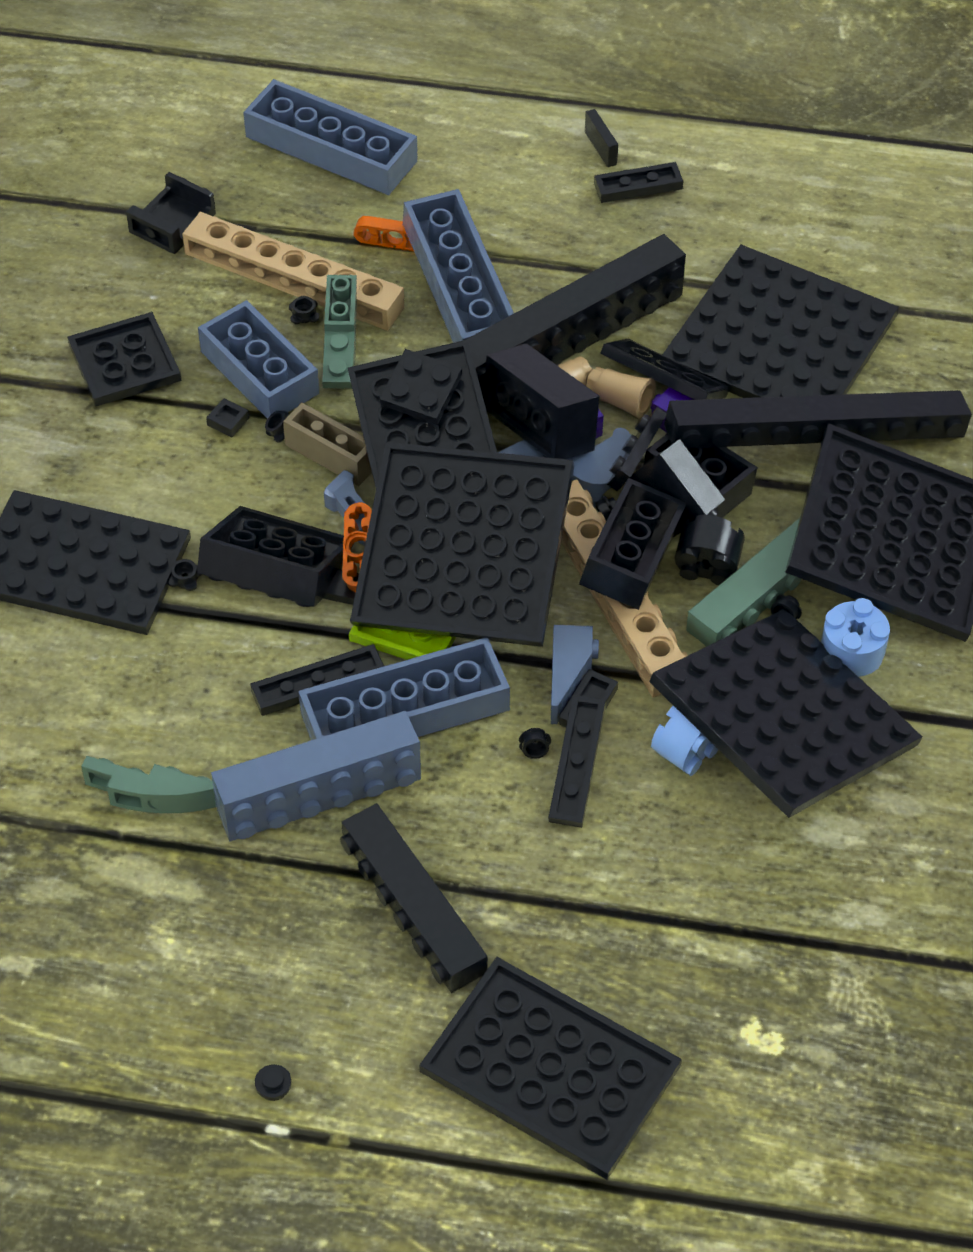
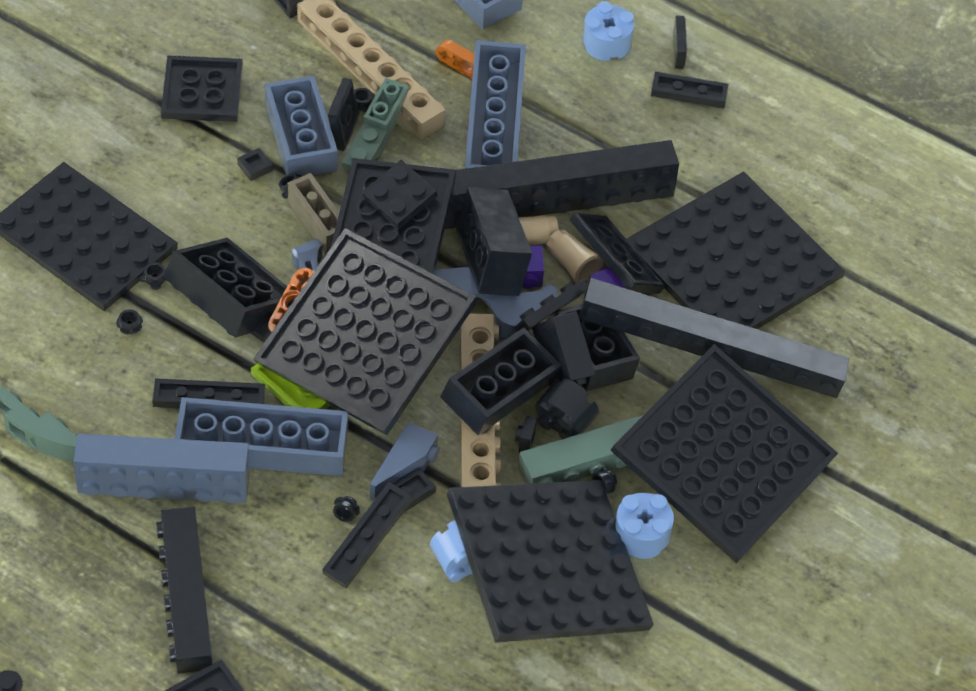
camera: 20 degrees right, 0 degrees up
(185, 628) = (126, 317): none -> black plate
(298, 324) = (343, 114): none -> black tile
(523, 151) = (608, 31): none -> light blue brick
(680, 592) = (526, 433): none -> black plate

